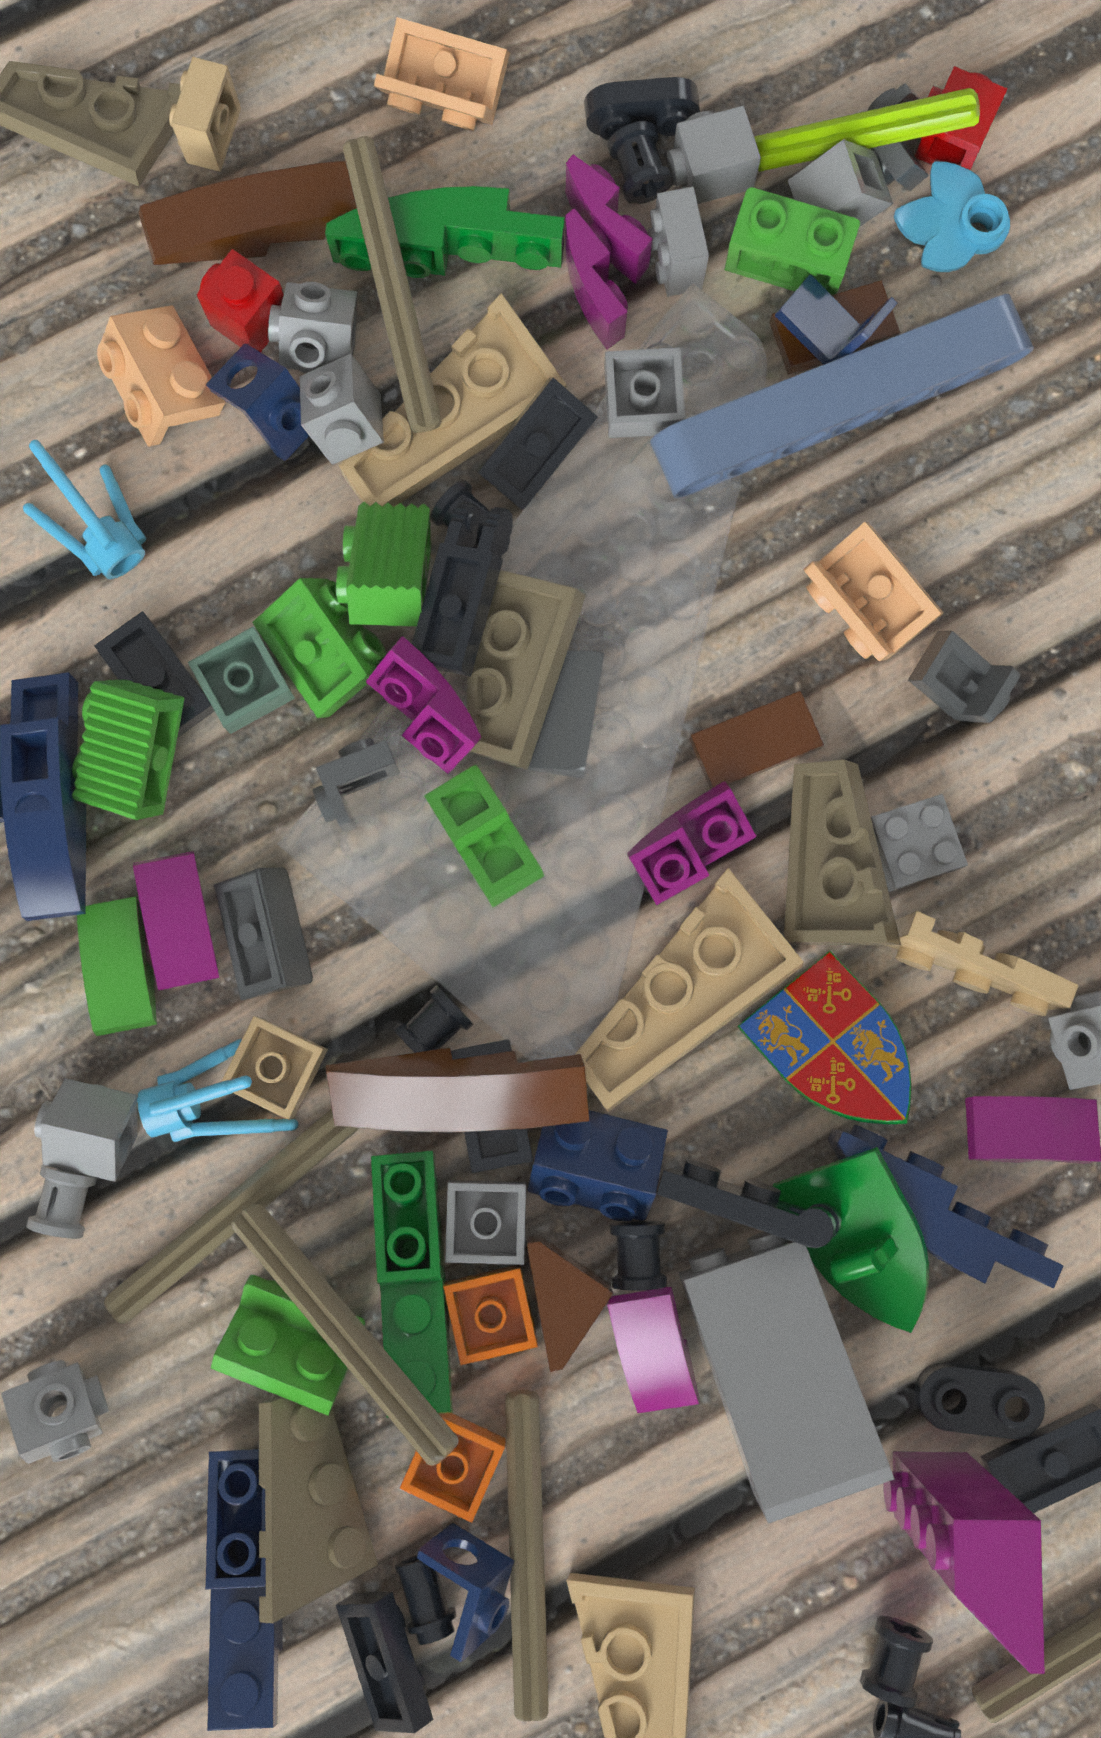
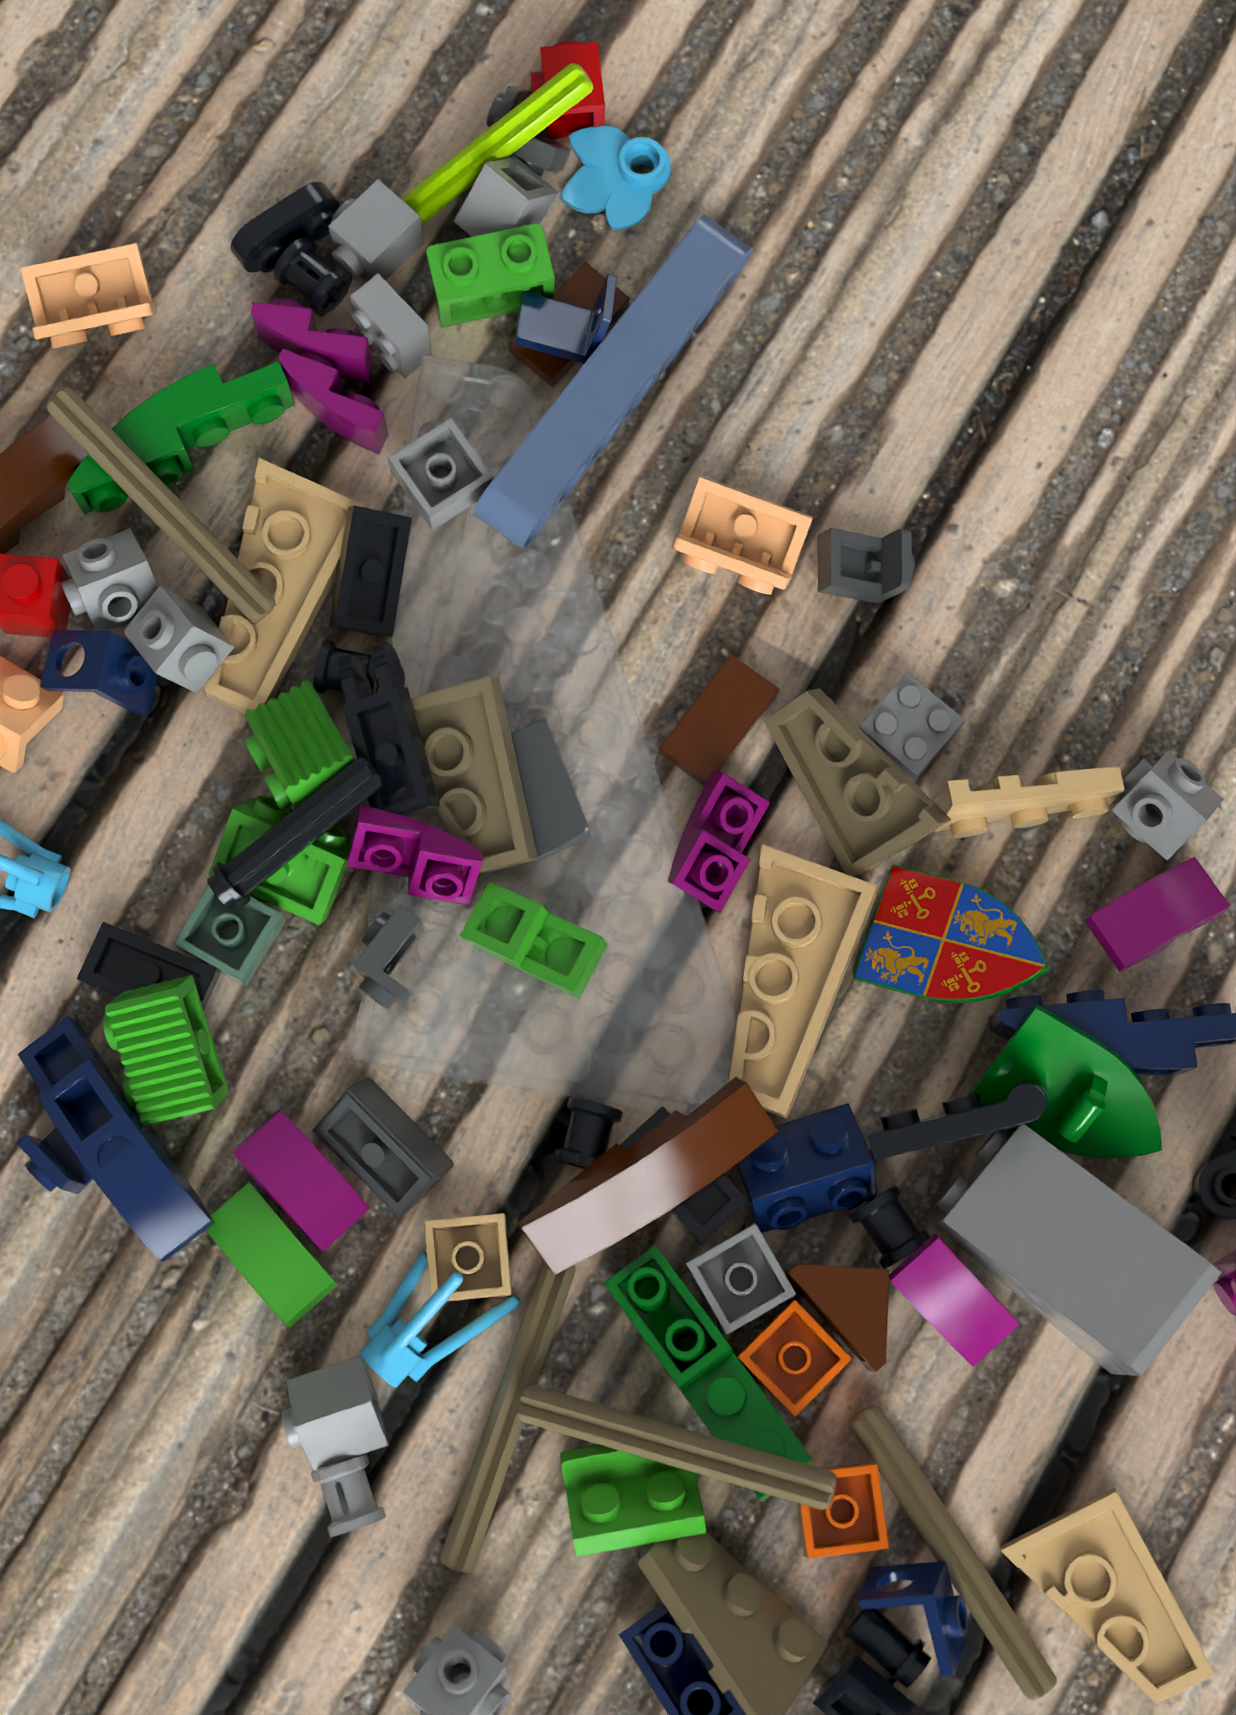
camera: 35 degrees left, 5 degrees down
(337, 627) = (294, 833): none -> black axle

